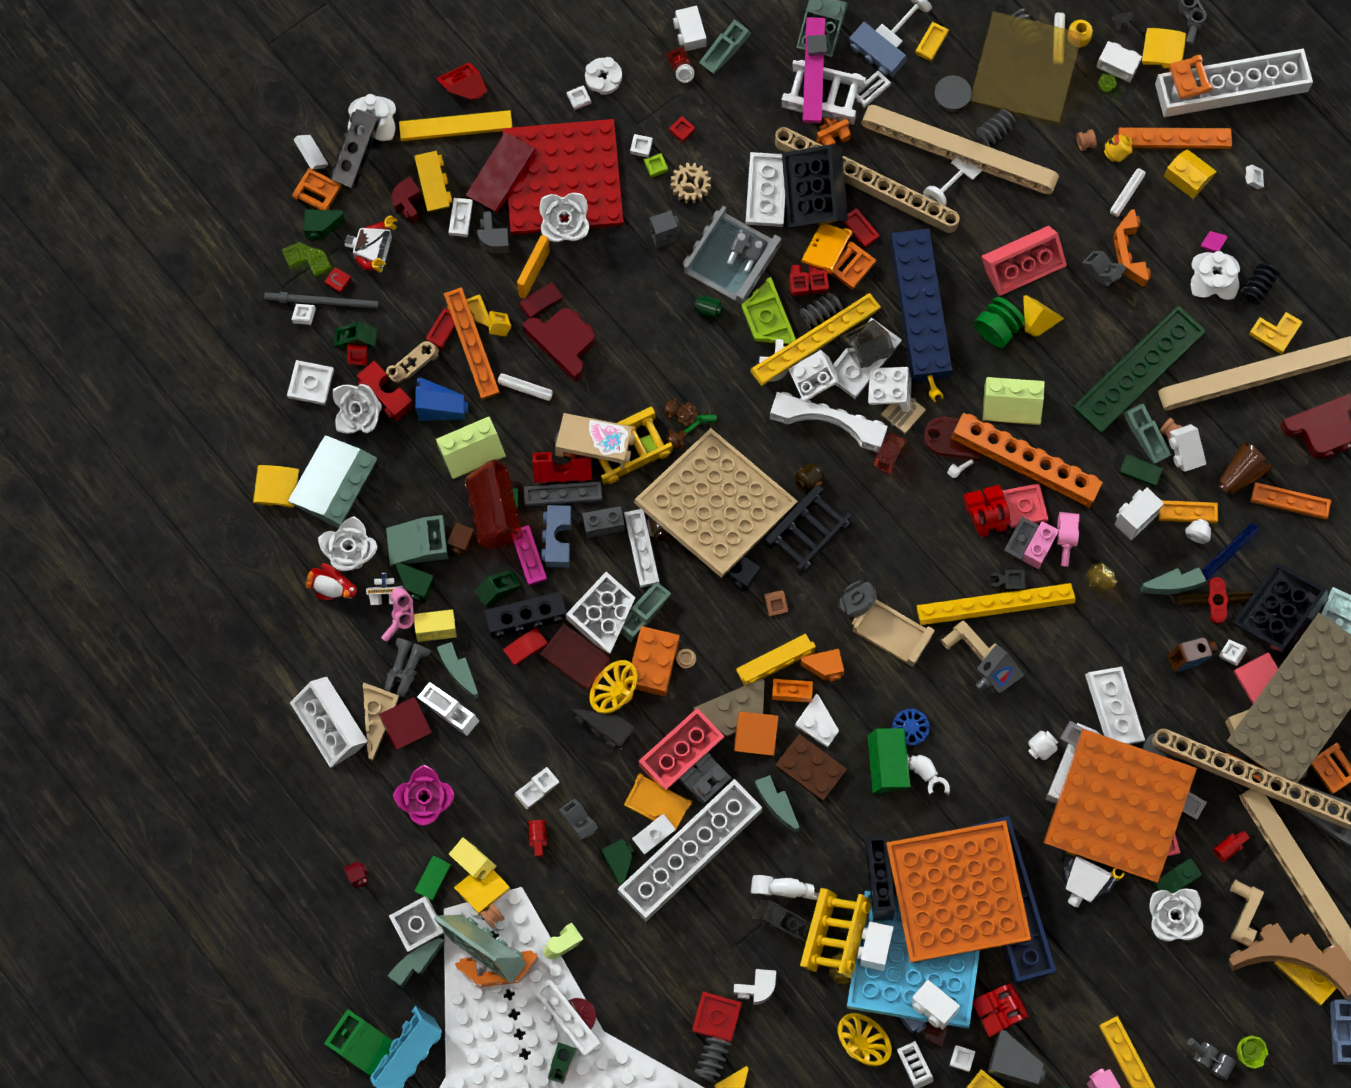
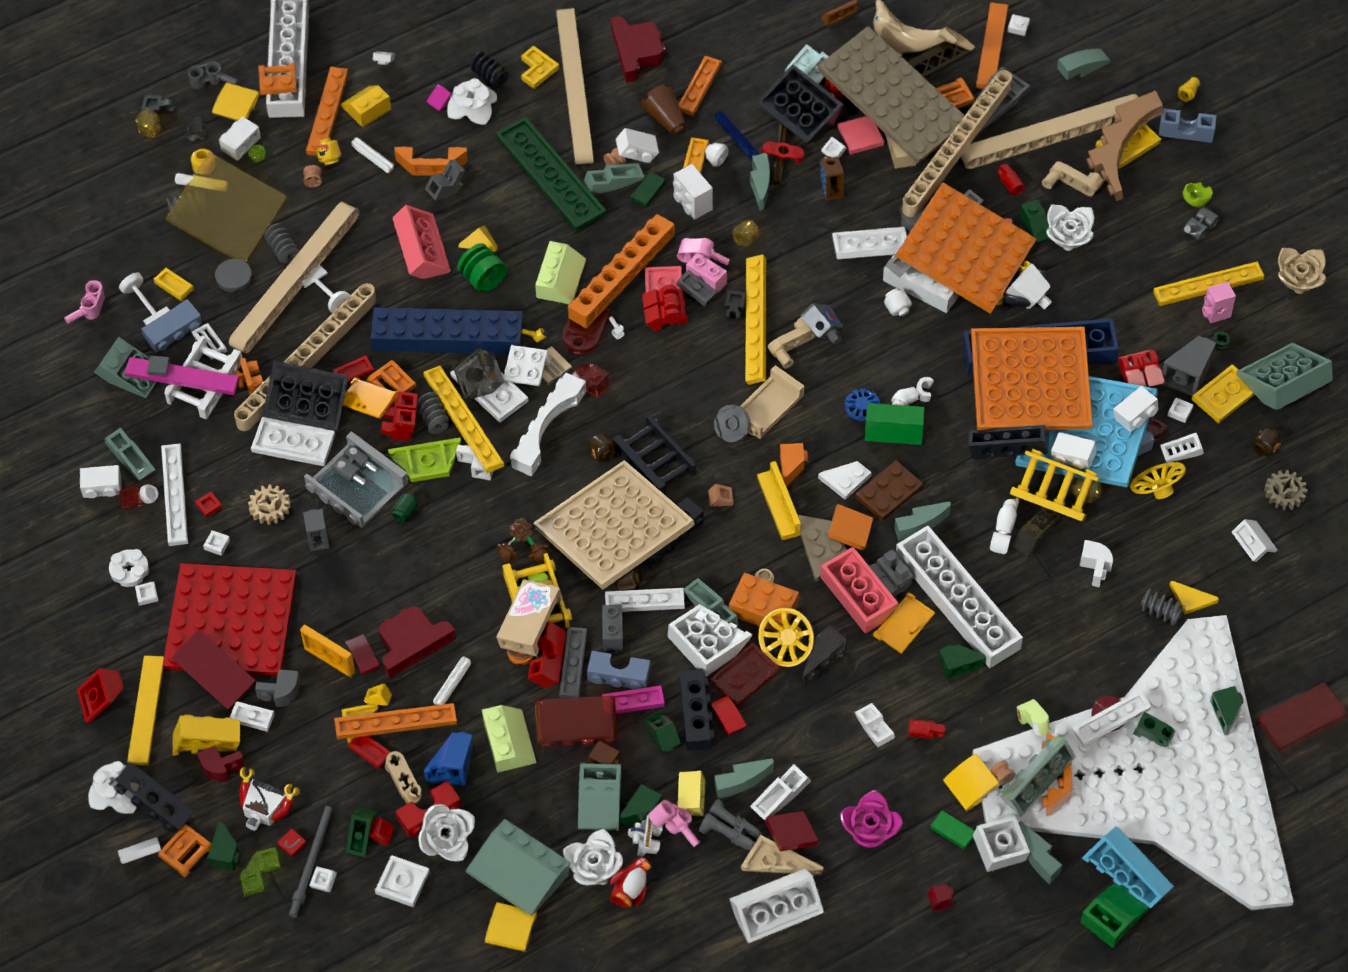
camera: 80 degrees left, 15 degrees down
(472, 859) = (941, 785): light yellow hinge -> none
(554, 206) = (294, 605): white brick -> none
(578, 819) = (915, 689): dark grey brick -> none
(654, 834) = (936, 628): white plate -> none
(656, 165) = (240, 535): lime tile -> none
(691, 97) = (174, 494): none -> white tile
(716, 1017) = (1120, 600): red plate -> none
(792, 690) = (812, 492): orange plate -> none
(813, 375) = (504, 422): white slope -> none

